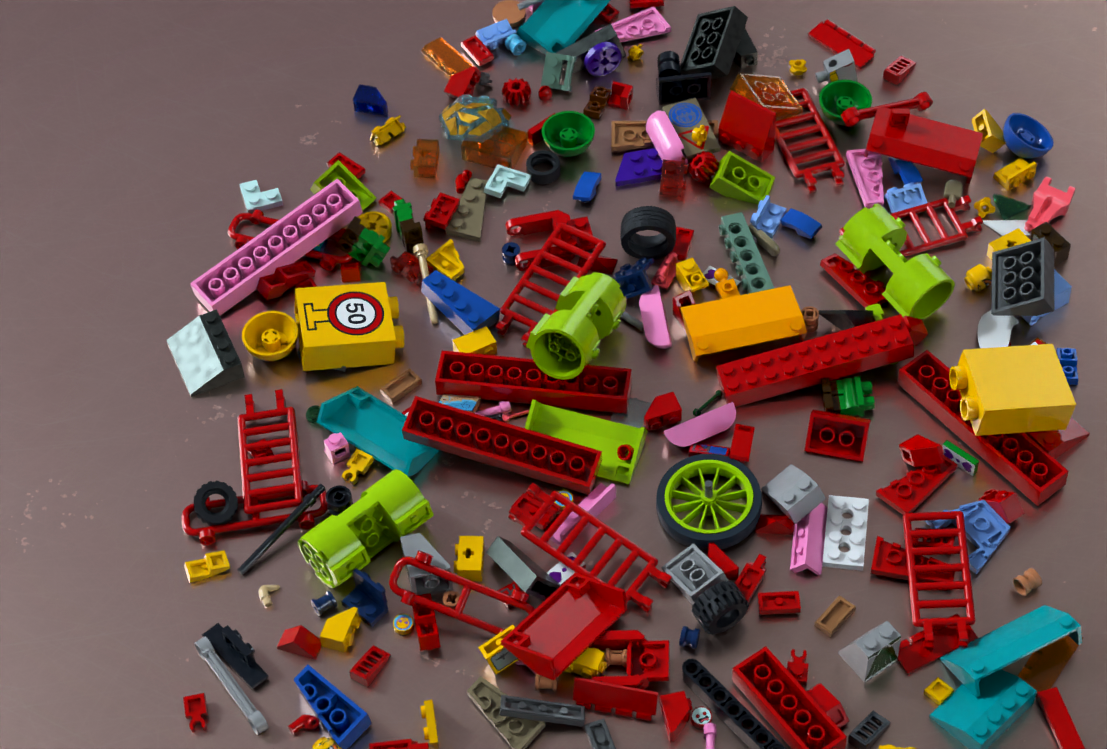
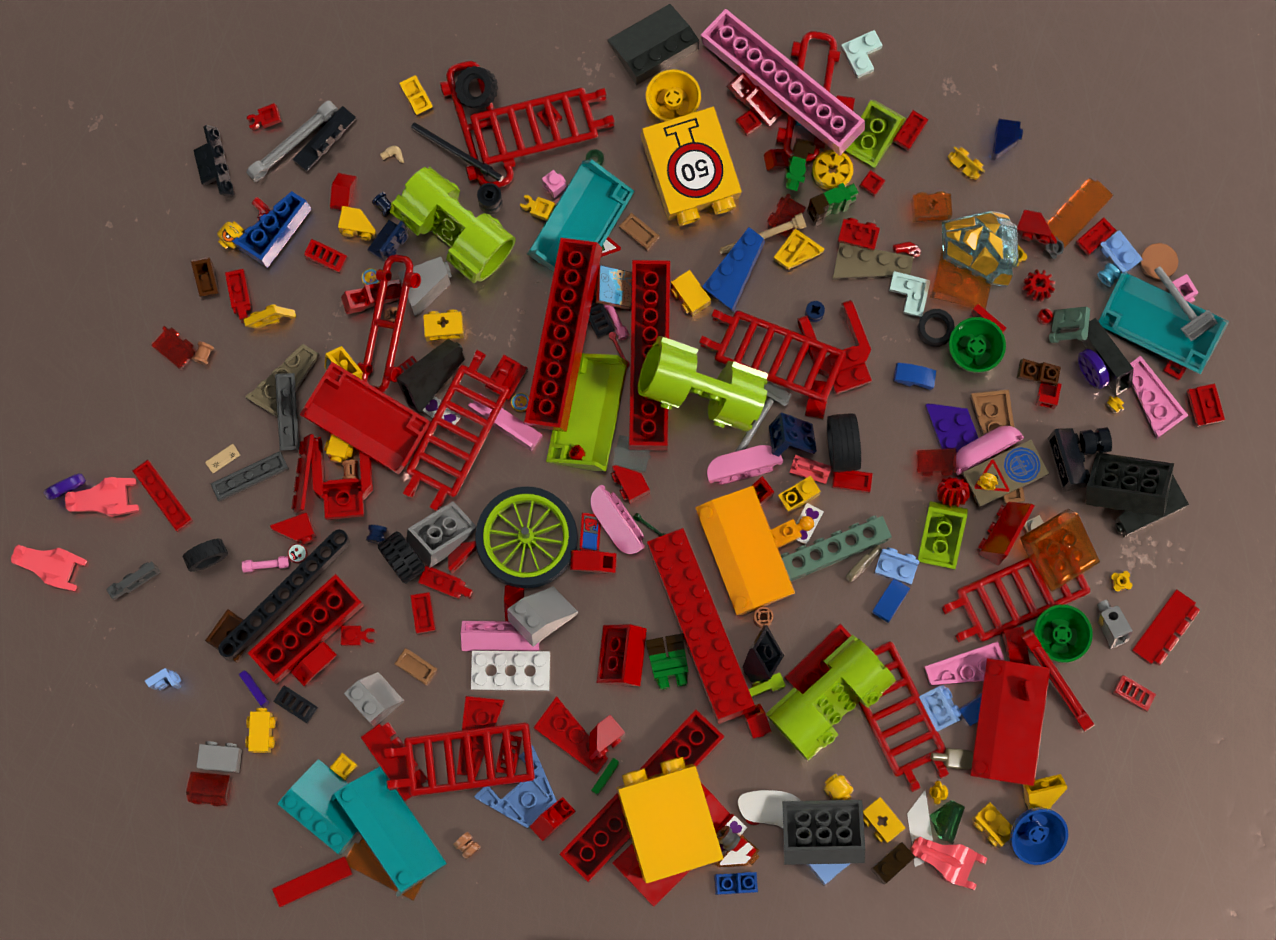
camera: 80 degrees right, 25 degrees up
(851, 138) = (1015, 646): none -> red slope

